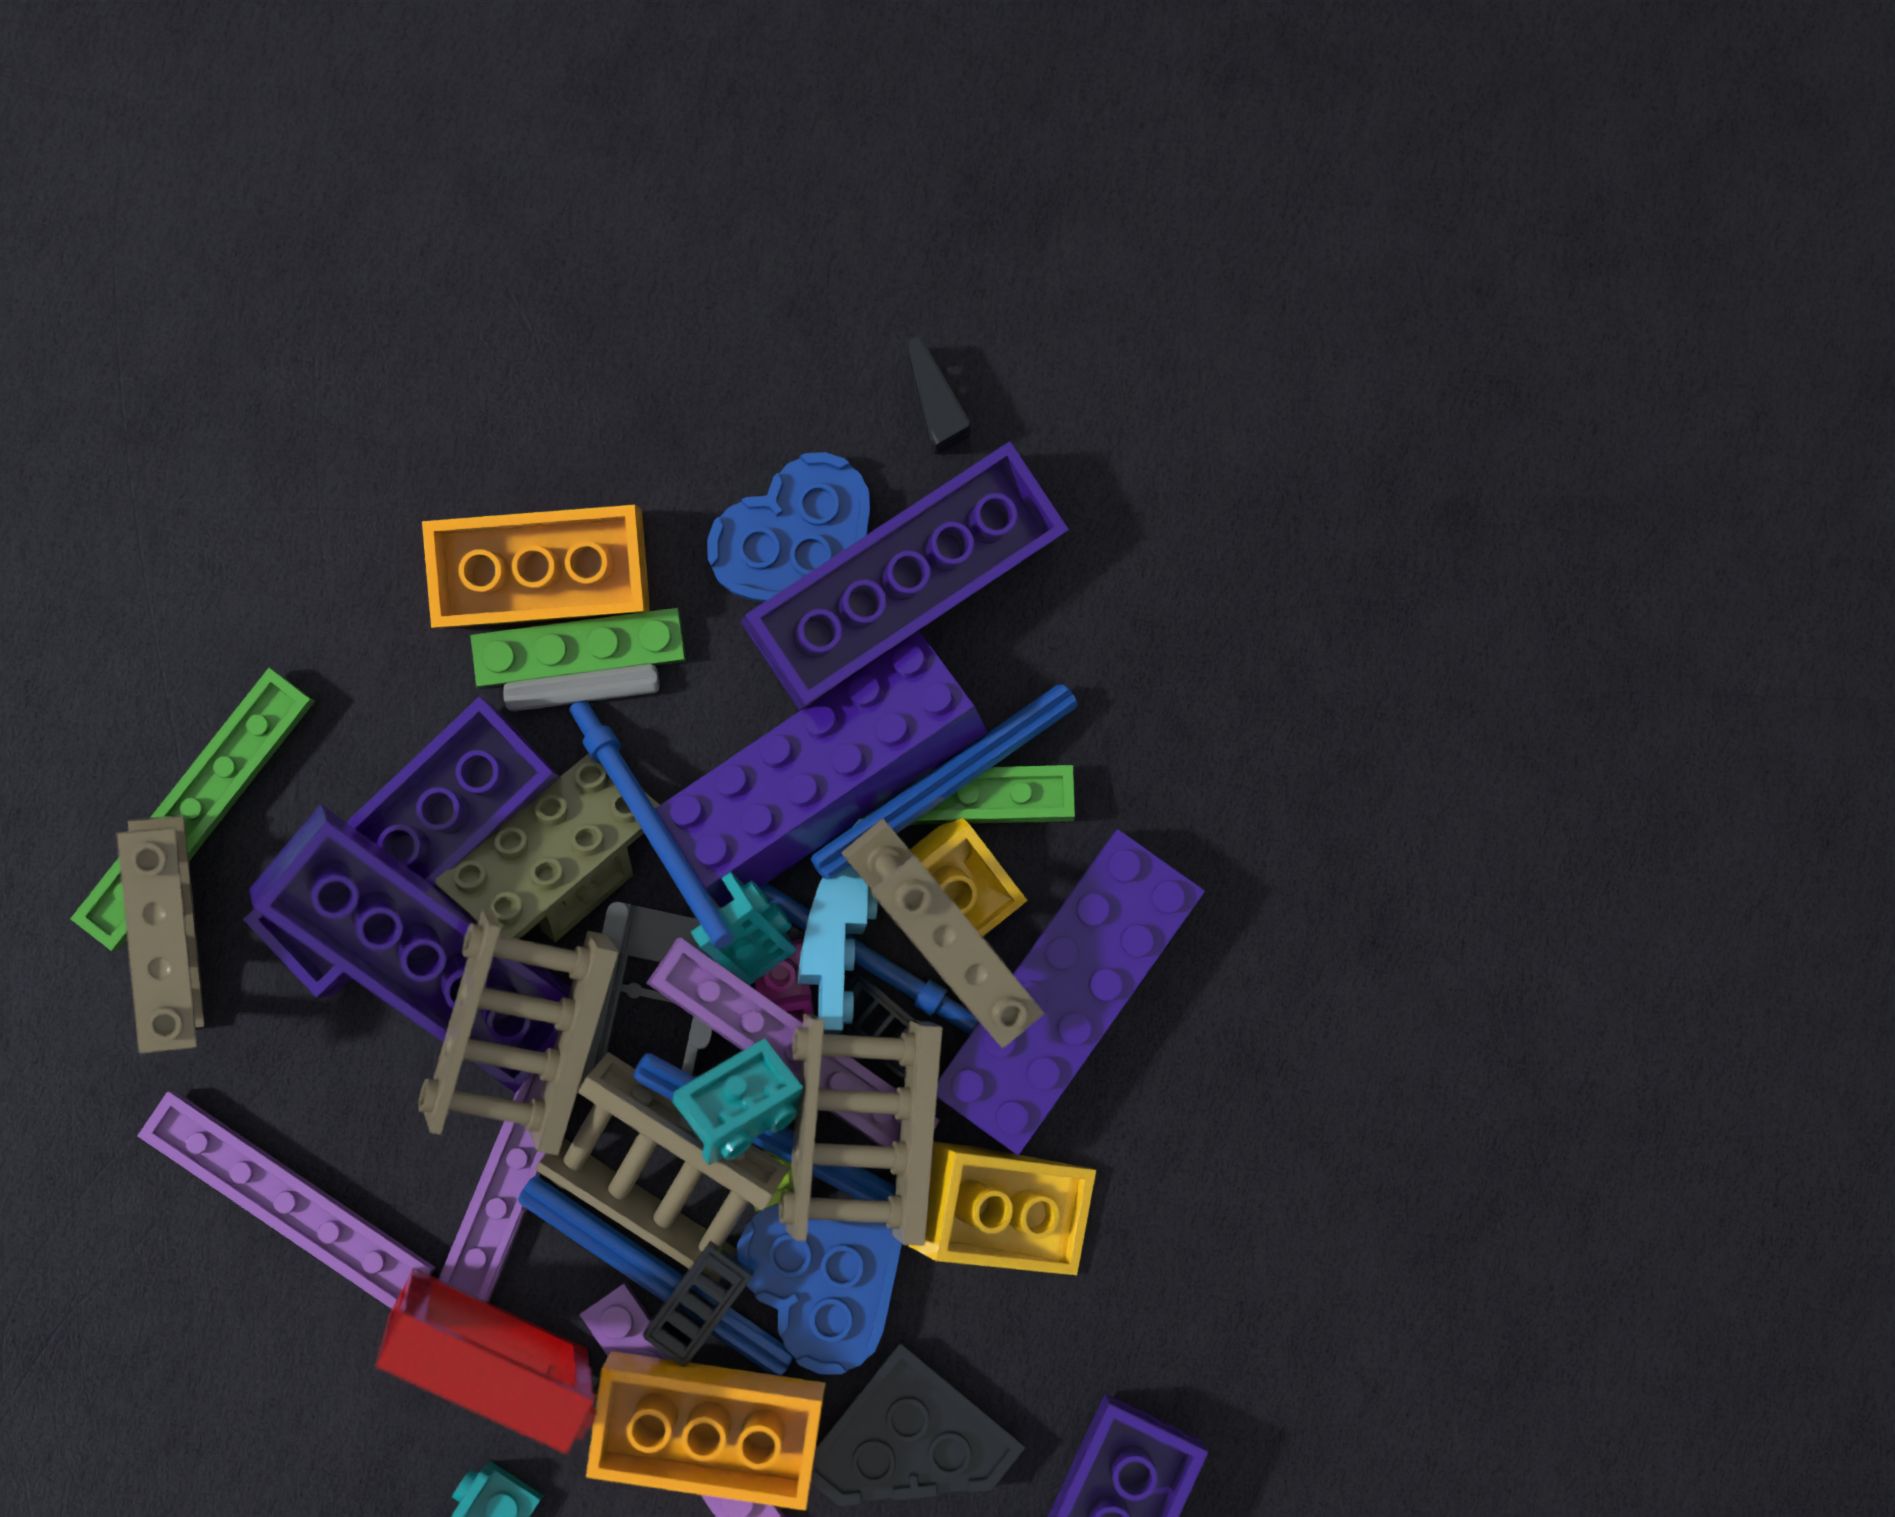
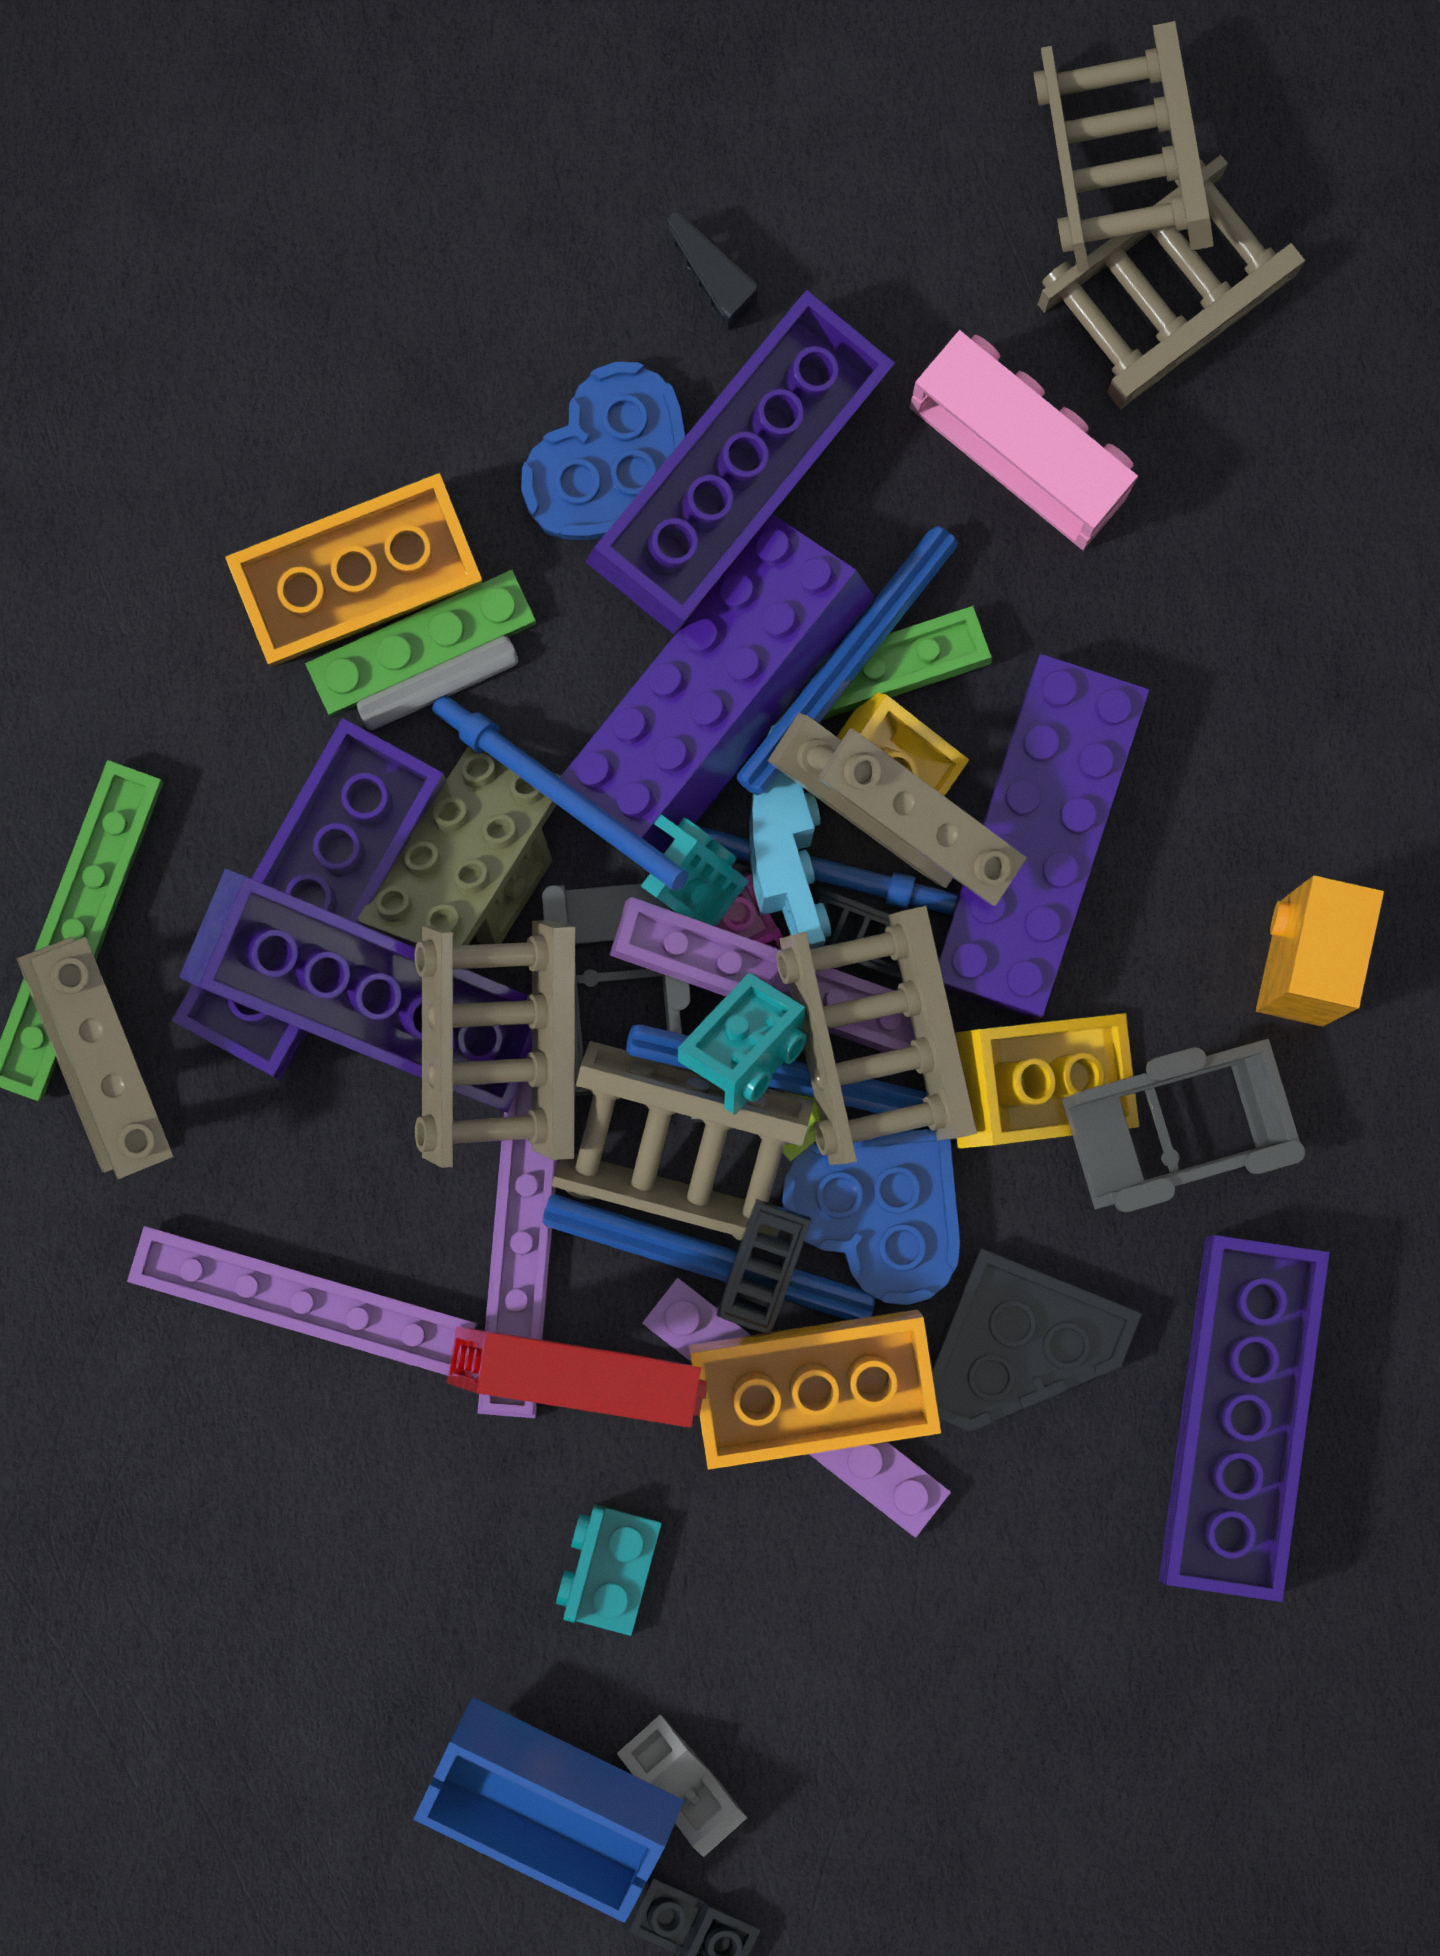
camera: 20 degrees left, 0 degrees up
(1039, 1296) = (1108, 1149): none -> dark grey piece
(1162, 631) = (1023, 438): none -> bright pink piece
(1282, 1182) = (1319, 951): none -> light orange brick
(1329, 579) = (1176, 335): none -> dark tan fence
(1375, 427) = (1176, 162): none -> dark tan fence

